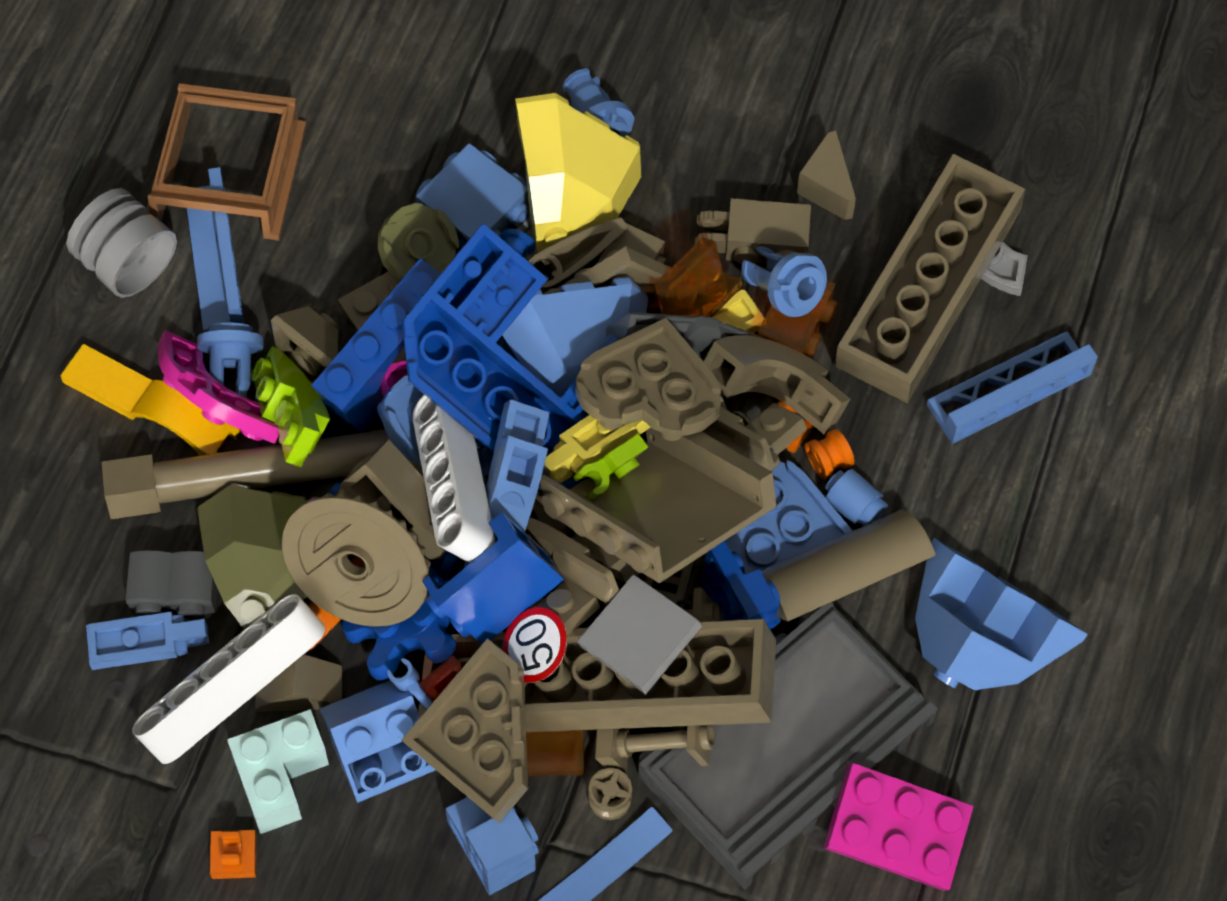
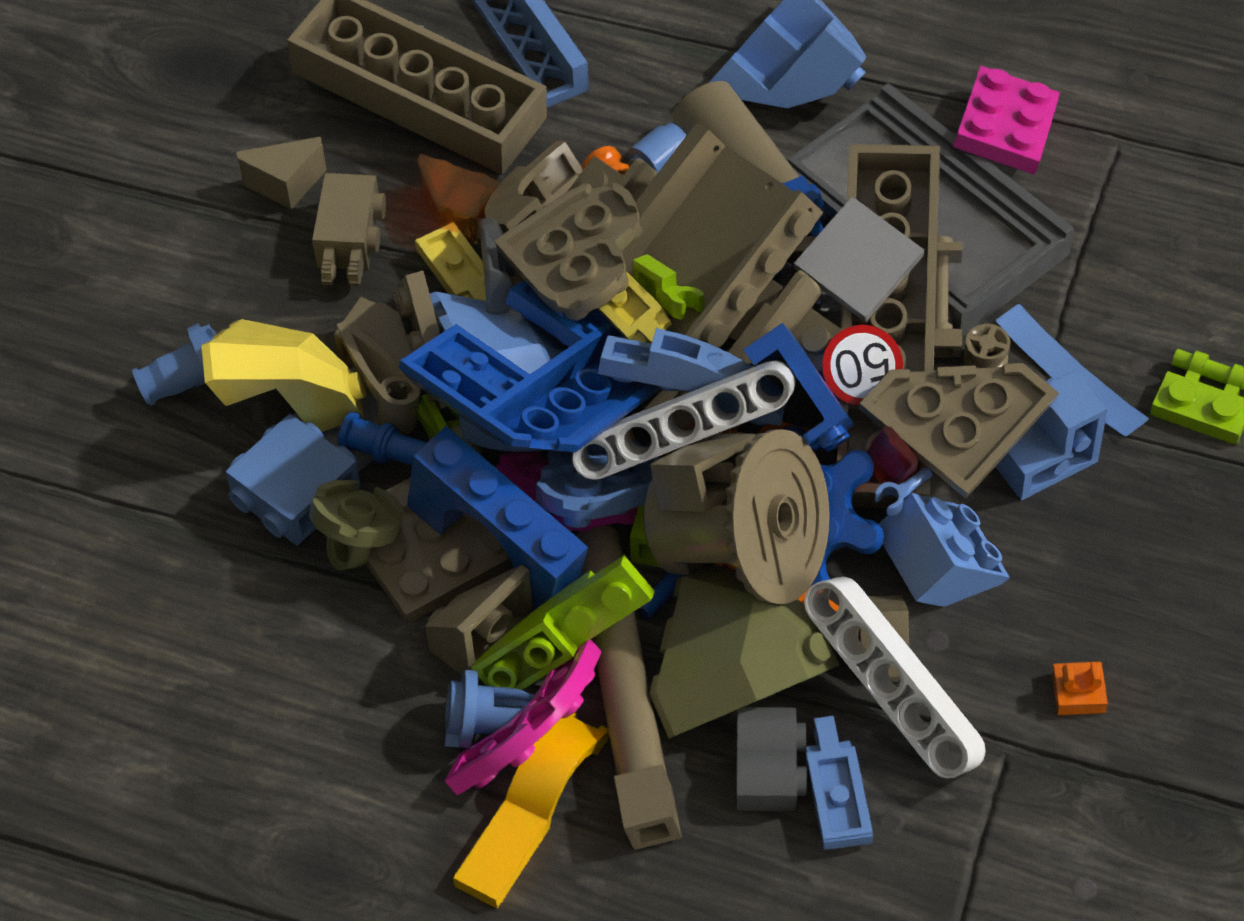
camera: 85 degrees left, 10 degrees down
(121, 242) = (337, 818): light grey wheel -> none
(215, 261) = (339, 743): medium blue fence -> none
(269, 759) = (982, 649): light aqua brick -> none
(281, 172) = (206, 792): medium nougat piece -> none
(696, 283) = (443, 267): clear orange bracket -> none
(792, 281) = (420, 184): medium blue piece -> none

